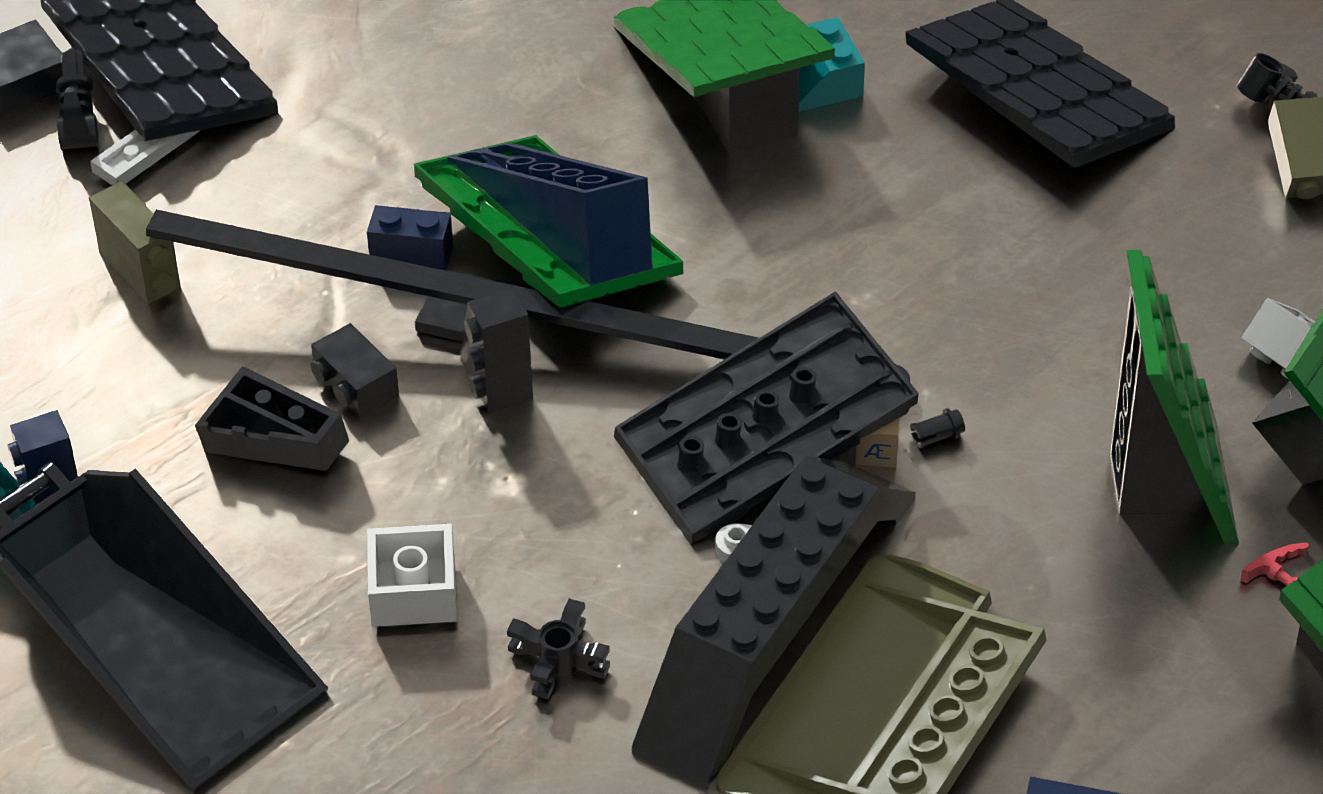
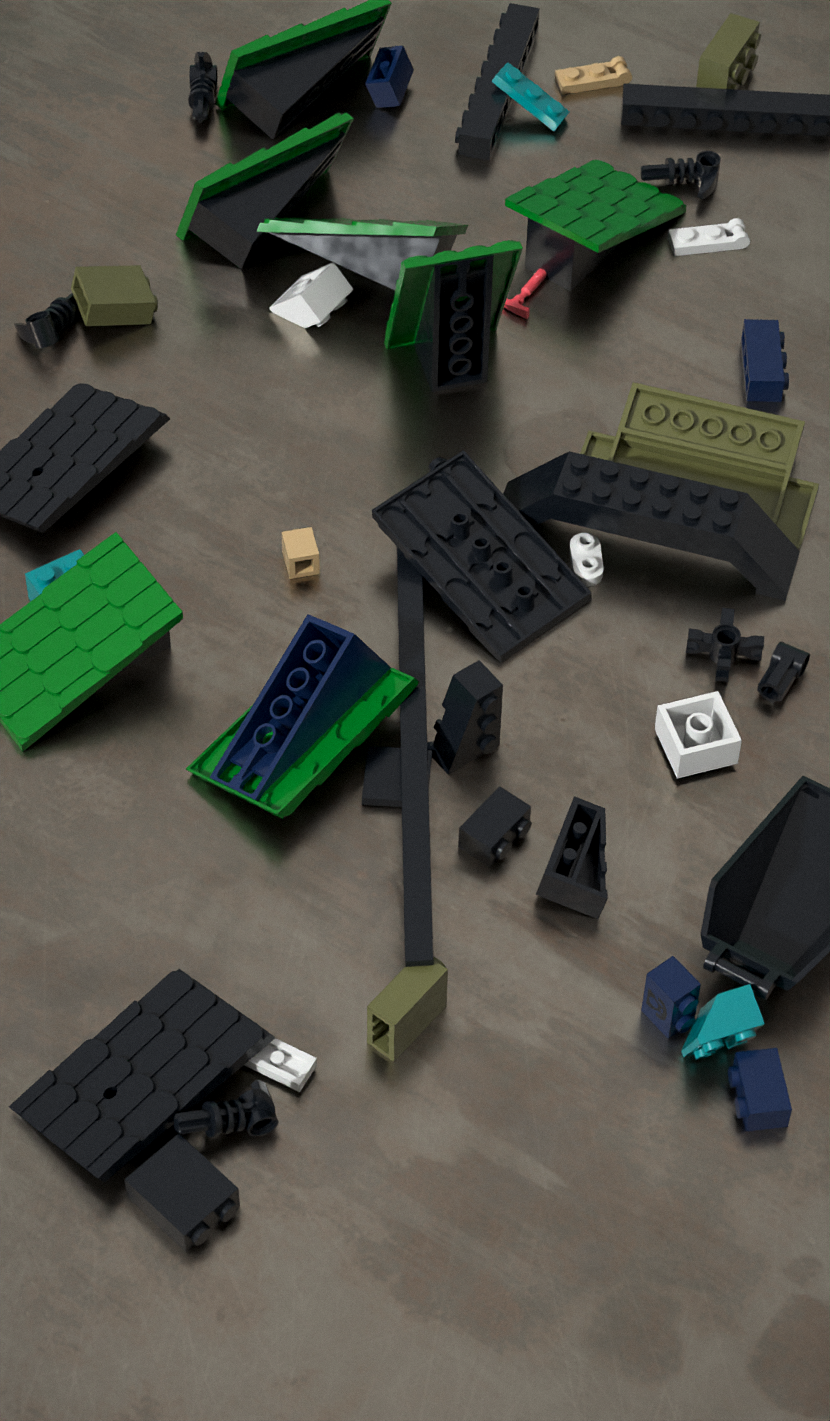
camera: 105 degrees left, 5 degrees up
(411, 236) = (339, 821): dark blue brick -> none
(502, 707) = (784, 667): none -> black piece
(832, 266) = (300, 553): none -> tan brick

